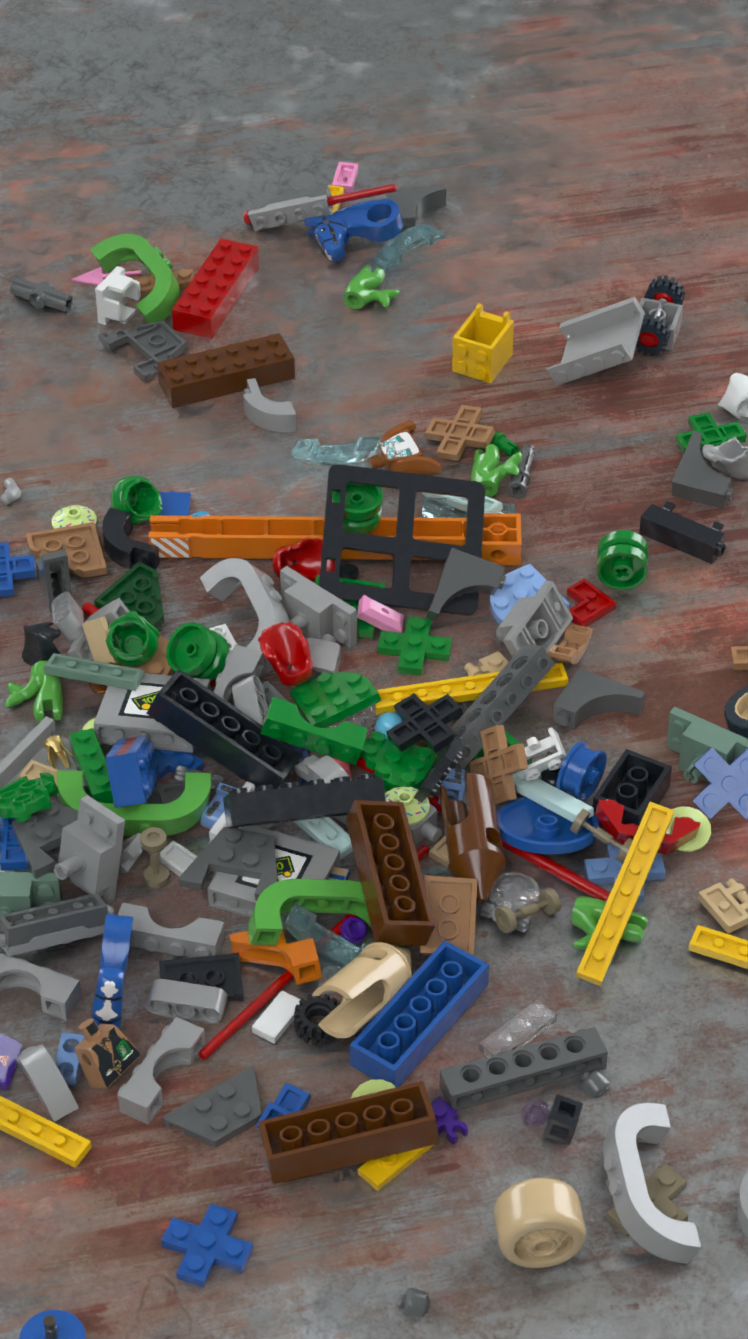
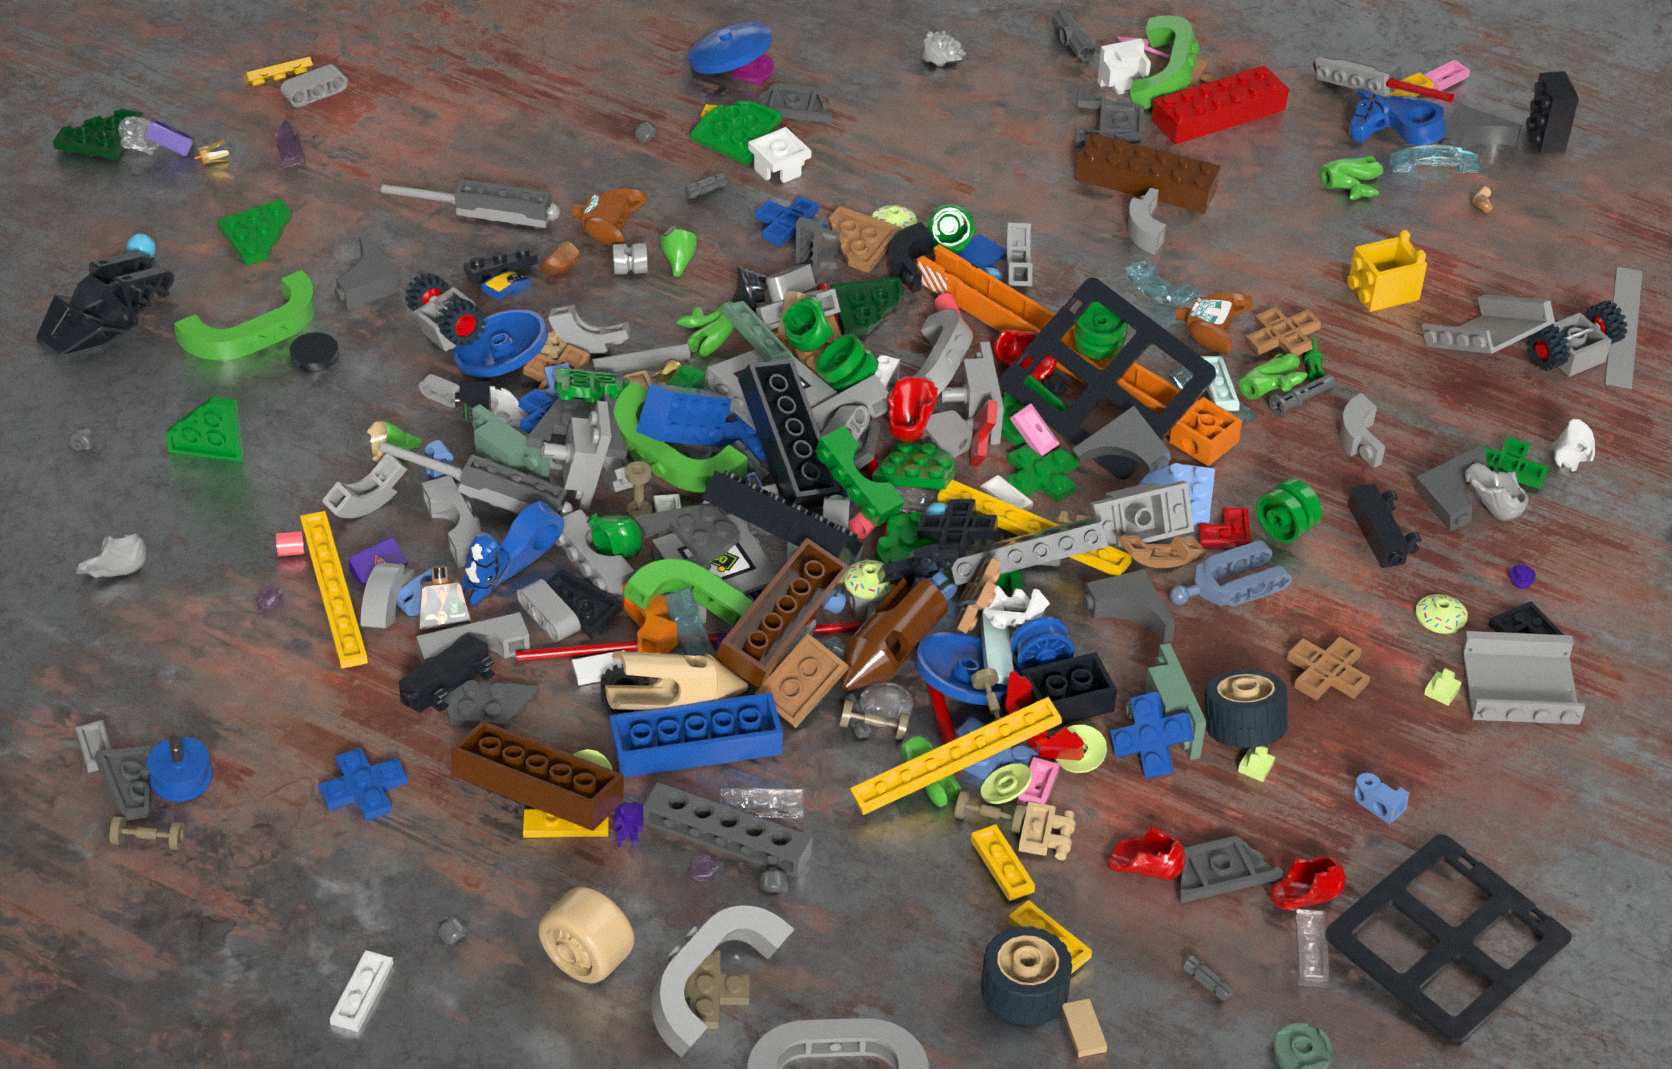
camera: 40 degrees right, 0 degrees up
(11, 493) = (869, 171): light grey arm -> none
(175, 1108) = (445, 673): none -> black brick
(177, 904) = (616, 535): none -> green helmet
(200, 562) = (946, 302): none -> coral beam
(209, 493) = (1019, 255): none -> light grey arch
(288, 1101) = (535, 729): blue slope -> none
(347, 636) = (982, 426): none -> red tile
(401, 677) = (1002, 490): none -> white tile
(459, 162) = (1552, 112): none -> black brick
(474, 257) = (1482, 201): none -> medium nougat arm
(563, 1119) = (710, 884): black brick -> none
(590, 477) = (1354, 435): none -> light grey arch
(628, 653) = (1239, 590): none -> sand blue piece
(644, 276) = (1622, 353): none -> light grey sticker
(663, 884) = (1006, 783): none -> yellowish green dish
(681, 867) = (1043, 776): none -> bright pink piece
(705, 910) = (989, 811): none -> dark tan wheel

